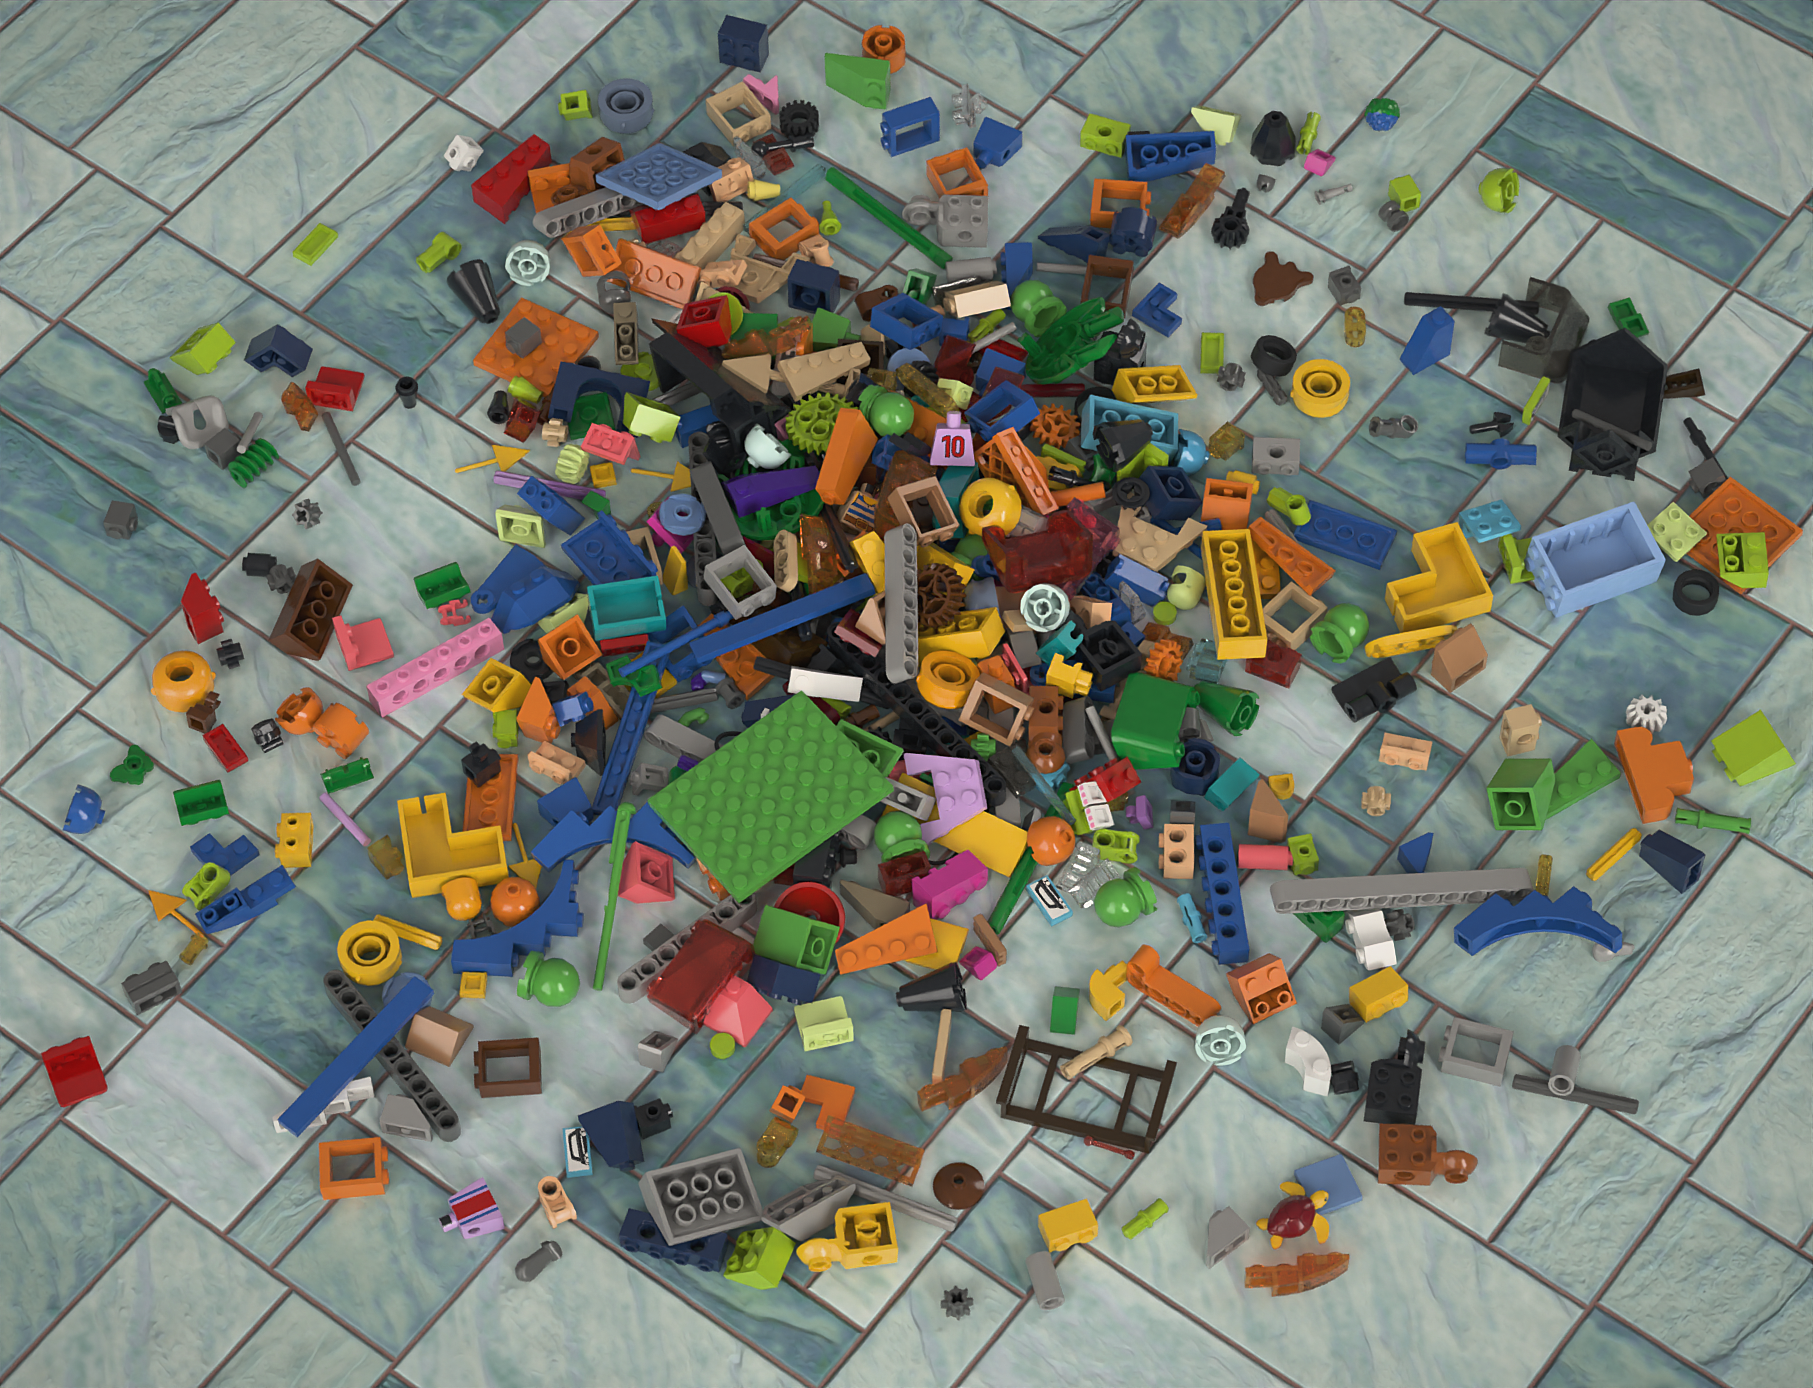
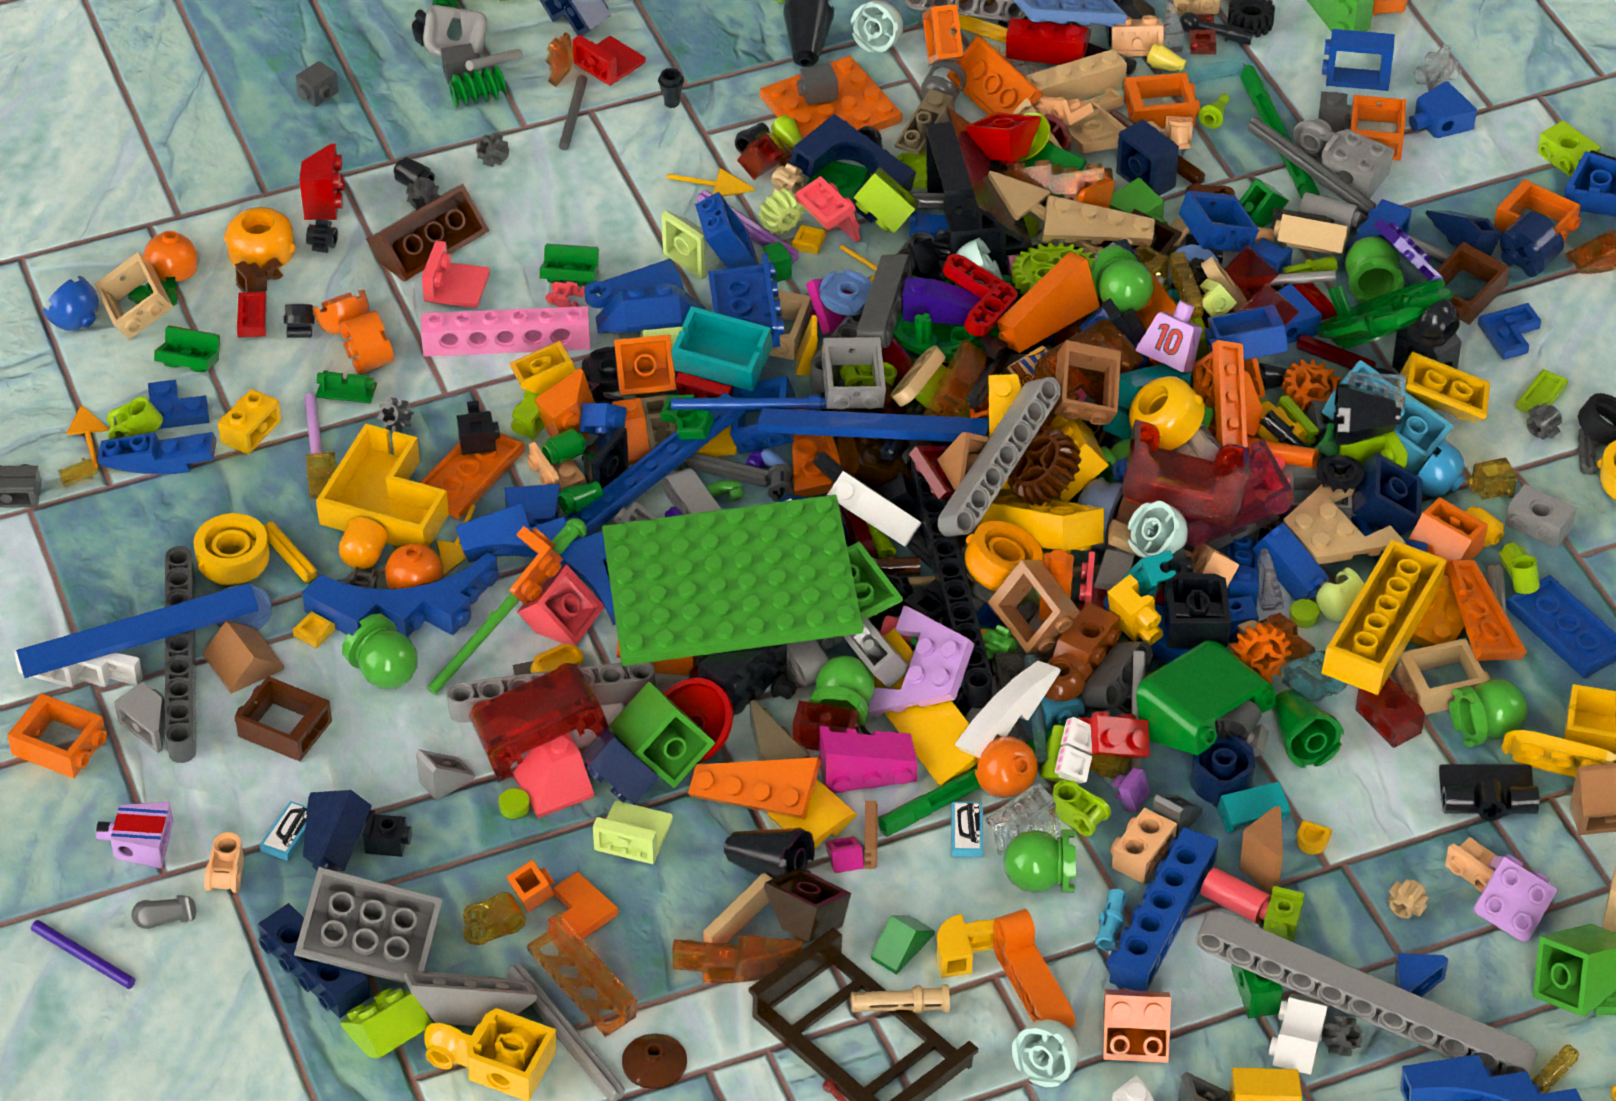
camera: 30 degrees right, 10 degrees down
(106, 770) = (113, 288): none -> tan window
(125, 731) = (172, 256): none -> orange cylinder
(399, 781) = (395, 414): none -> dark grey gear
(496, 1323) = (83, 954): none -> dark purple bar
(557, 744) = (563, 446): none -> green brick
(597, 781) = (578, 497): none -> green cone
(620, 839) = (544, 565): none -> orange bracket
(674, 919) = (555, 657): none -> yellow tile
(793, 466) = (957, 269): none -> red beam
(822, 508) = (994, 346): none -> black tile
(917, 180) = (1334, 109): none -> dark grey brick
(935, 238) = (1310, 165): none -> dark grey axle
(946, 372) = (1216, 273): none -> tan beam
(989, 1016) = (807, 904): none -> dark brown slope
(1028, 797) = (1012, 702): none -> white slope
(1054, 279) = (1407, 248): none -> dark purple wing
(1125, 402) = (1384, 381): none -> clear slope
(1445, 764) = (1514, 898): none -> lavender bracket

